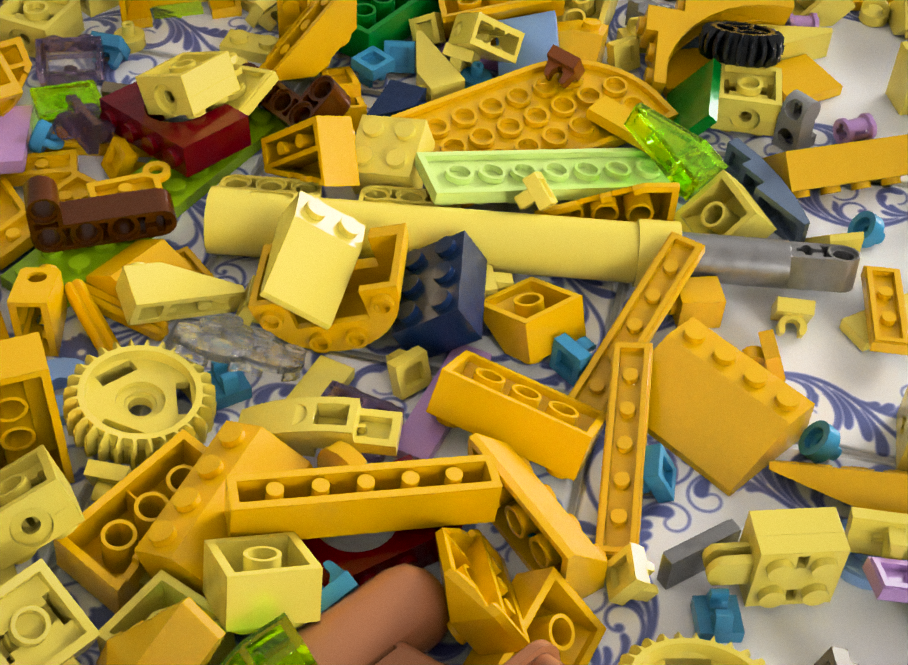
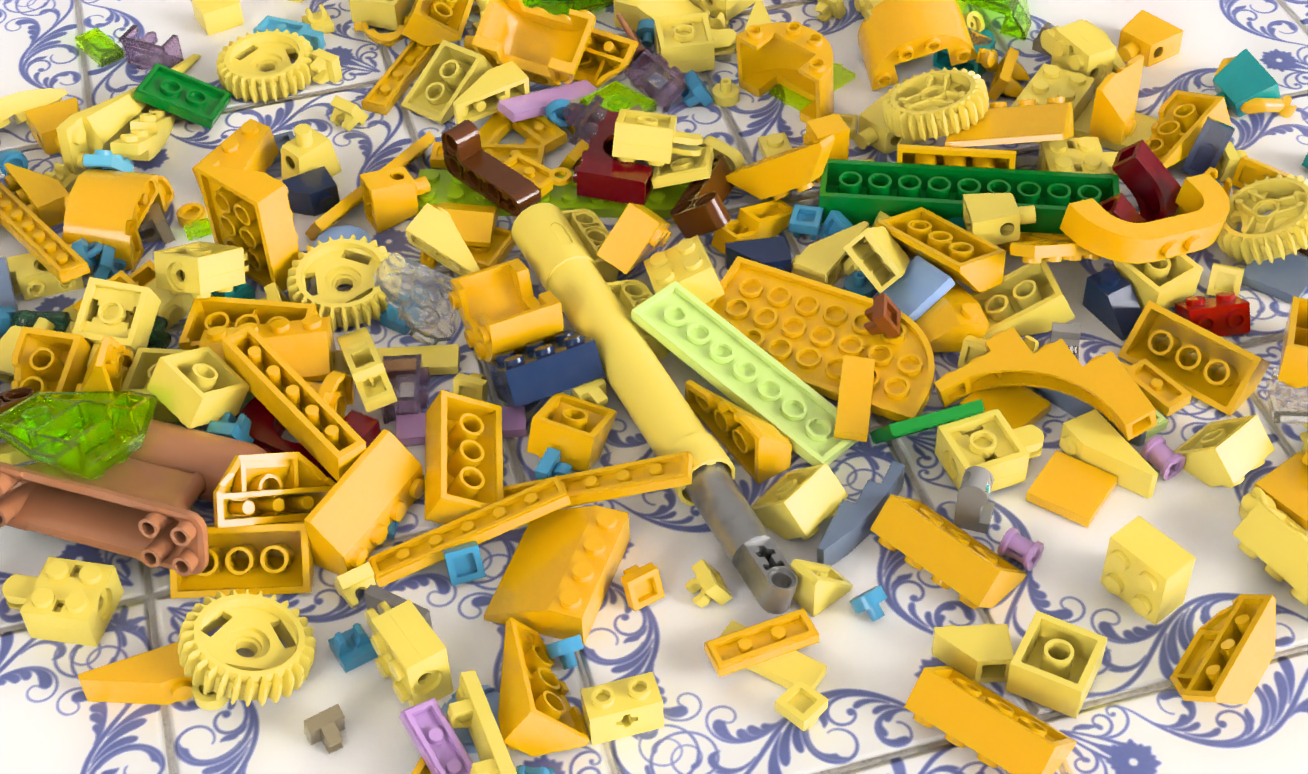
camera: 65 degrees right, 0 degrees up
(89, 315) = (399, 237): yellow axle -> none
(312, 259) = (502, 281): light yellow slope -> none
(537, 193) = (687, 363): light yellow tile -> none
(675, 150) = (825, 433): clear neon green slope -> none
(700, 299) = (674, 520): yellow brick -> none
(741, 44) = (1028, 410): black gear -> none

